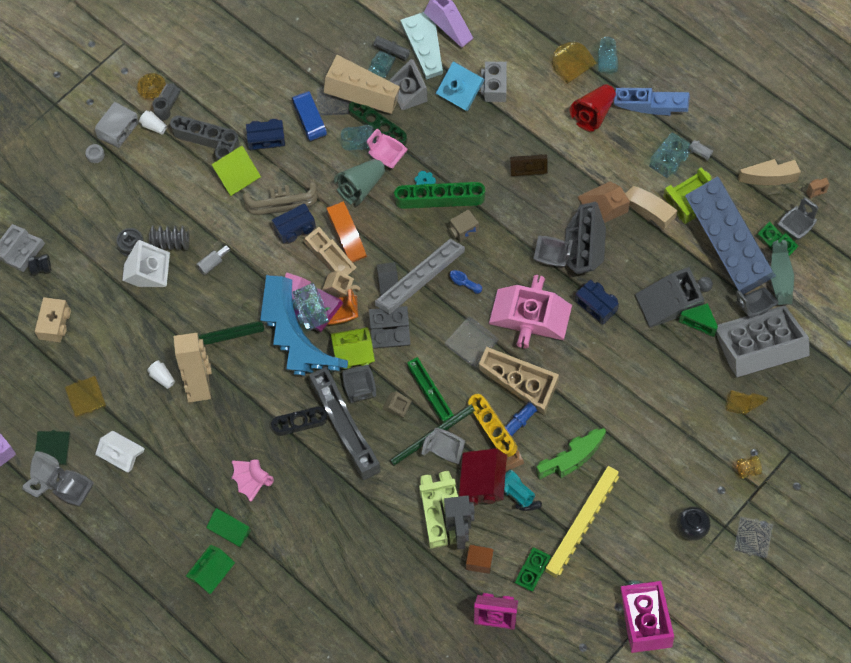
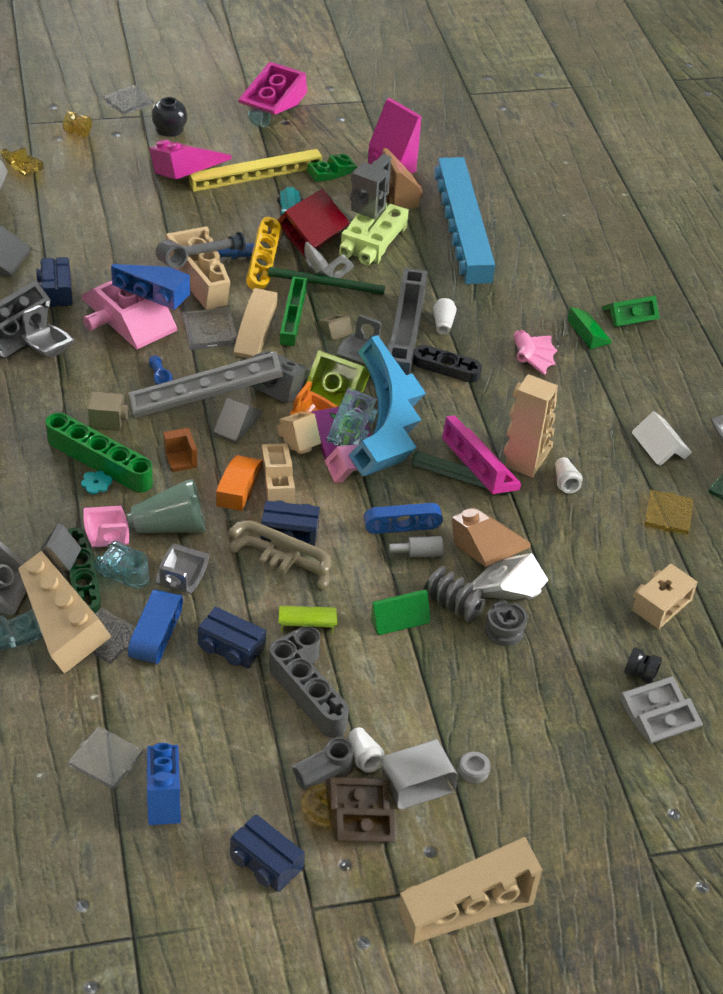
camera: 150 degrees left, 20 degrees down
(52, 83) = (472, 892): none -> tan wedge
(131, 89) = (360, 810): none -> dark brown slope
(159, 44) = (266, 853): none -> dark blue brick
(174, 288) = (485, 537): none -> medium nougat slope
(192, 211) = (400, 612): none -> green slope
(224, 338) = (478, 457): none -> dark pink fence
(234, 45) = (163, 784): none -> blue slope
(234, 272) = (385, 513): none -> blue beam
(274, 44) = (105, 757): none -> clear piece
(323, 153) = (182, 568): none -> flat silver piece
(331, 461) = (444, 314): none -> white cone
(391, 579) = (464, 221): none -> dark azure brick
(394, 114) = (61, 548): none -> dark grey slope
(397, 231) = (180, 449): none -> dark orange panel
(442, 359) = (255, 323): none -> tan slope
(462, 574) = (403, 187): none -> medium nougat slope
(510, 314) = (153, 283): none -> blue slope
(531, 353) = (181, 253): none -> dark grey piece
(578, 453) = (207, 201): bright green slope -> none
(631, 484) = (180, 160): none -> dark pink slope

